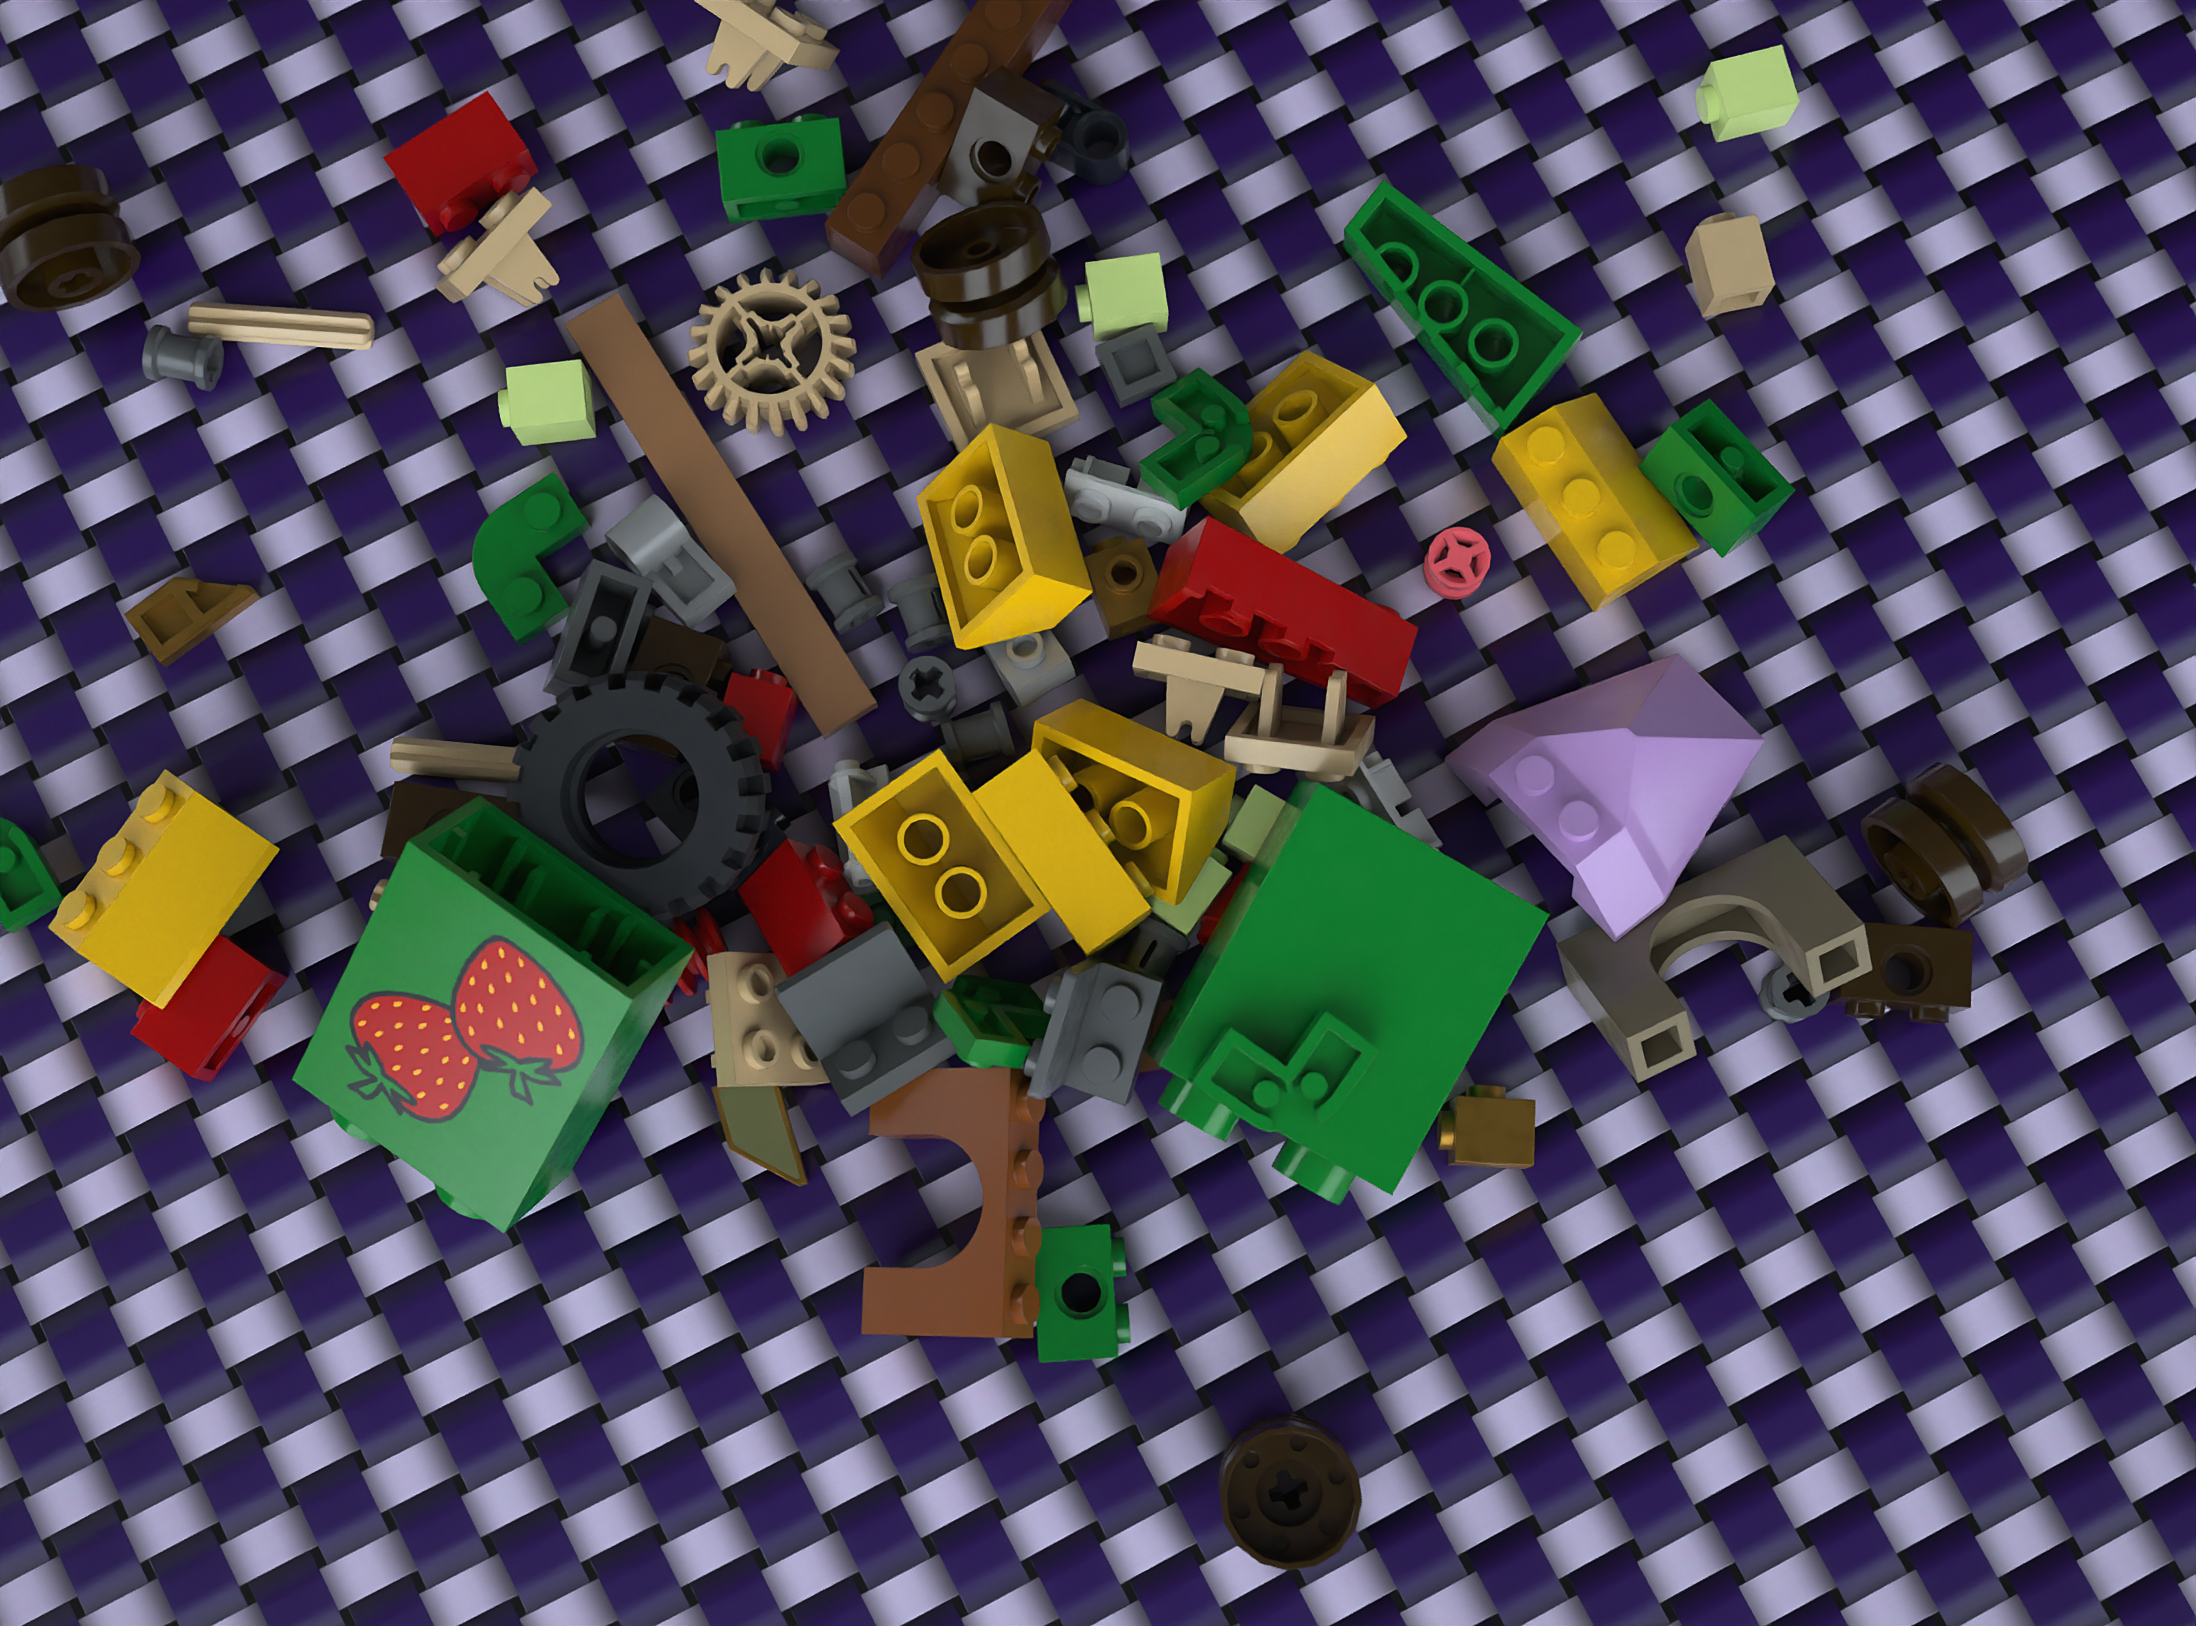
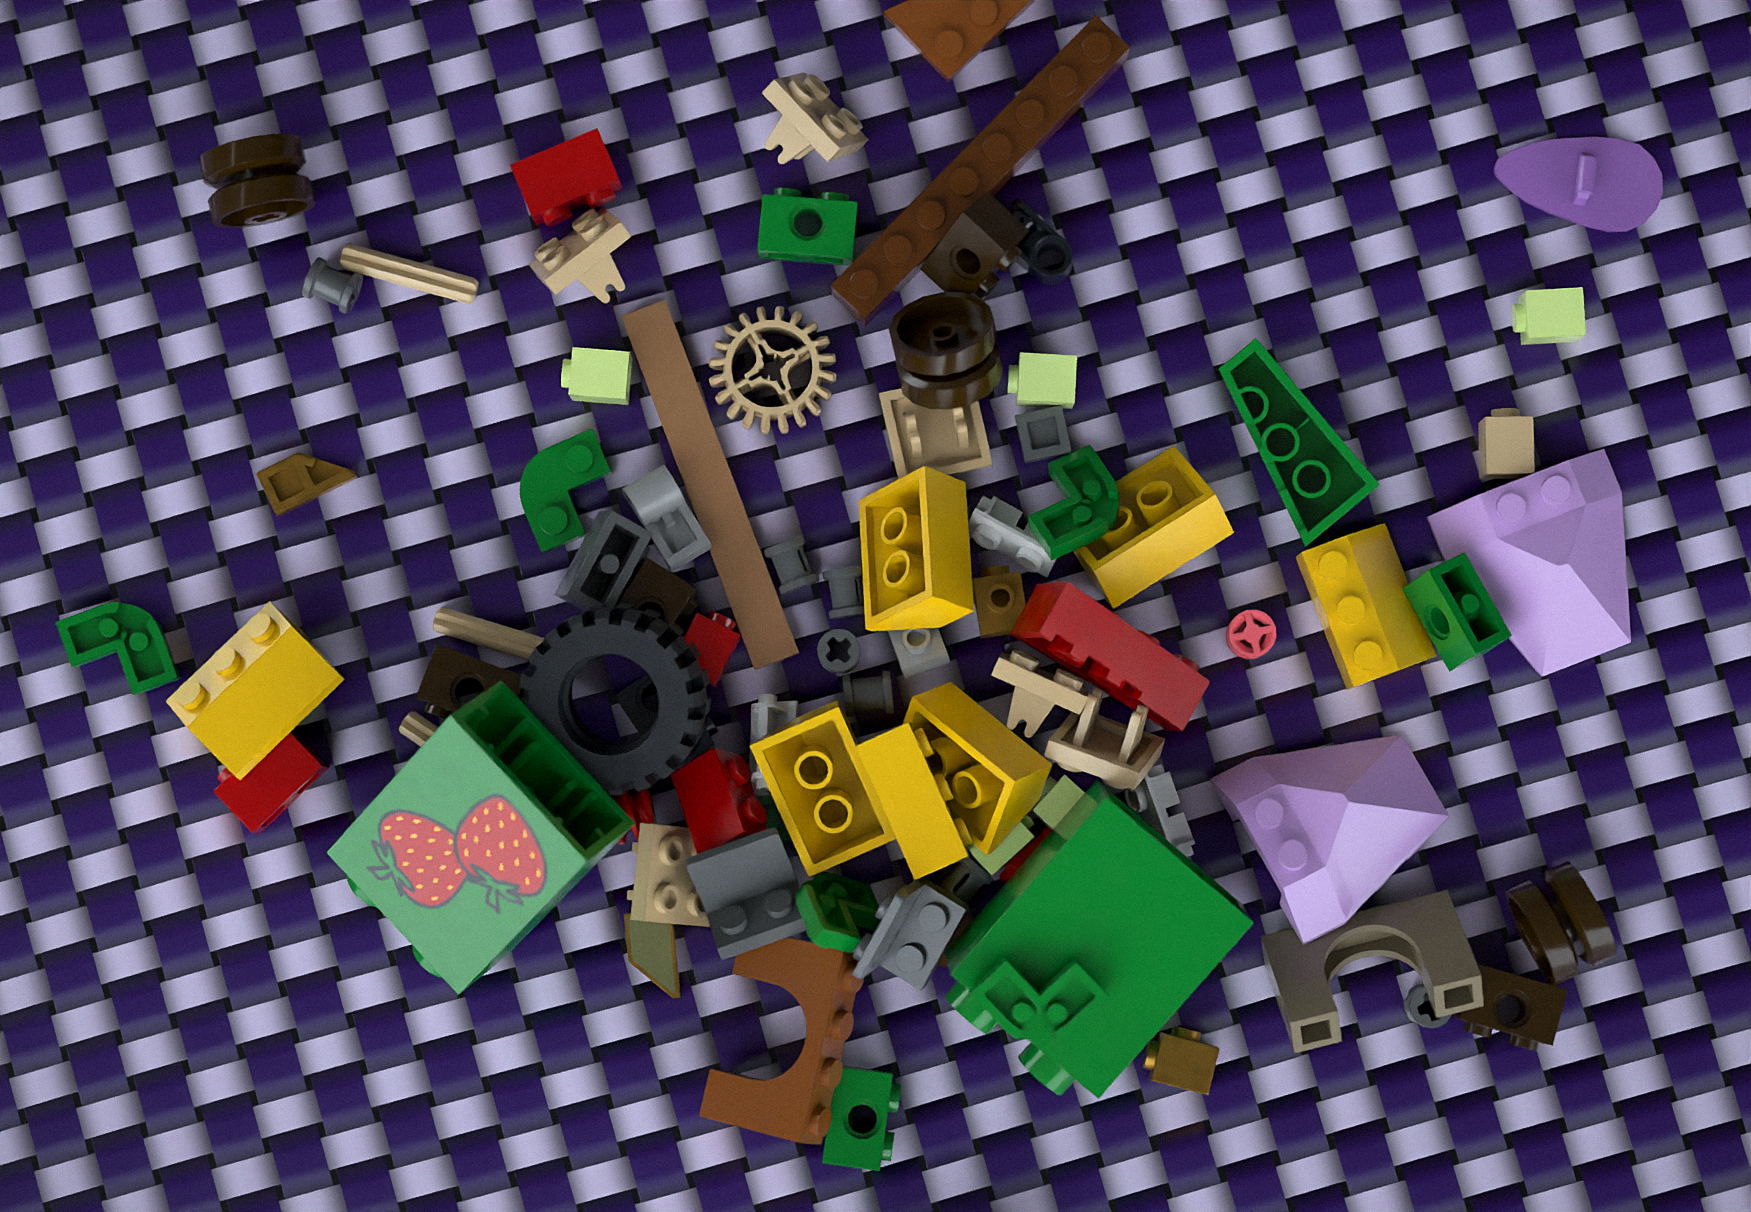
camera: 15 degrees right, 5 degrees up
(1818, 390) = (1549, 559): none -> lavender wedge

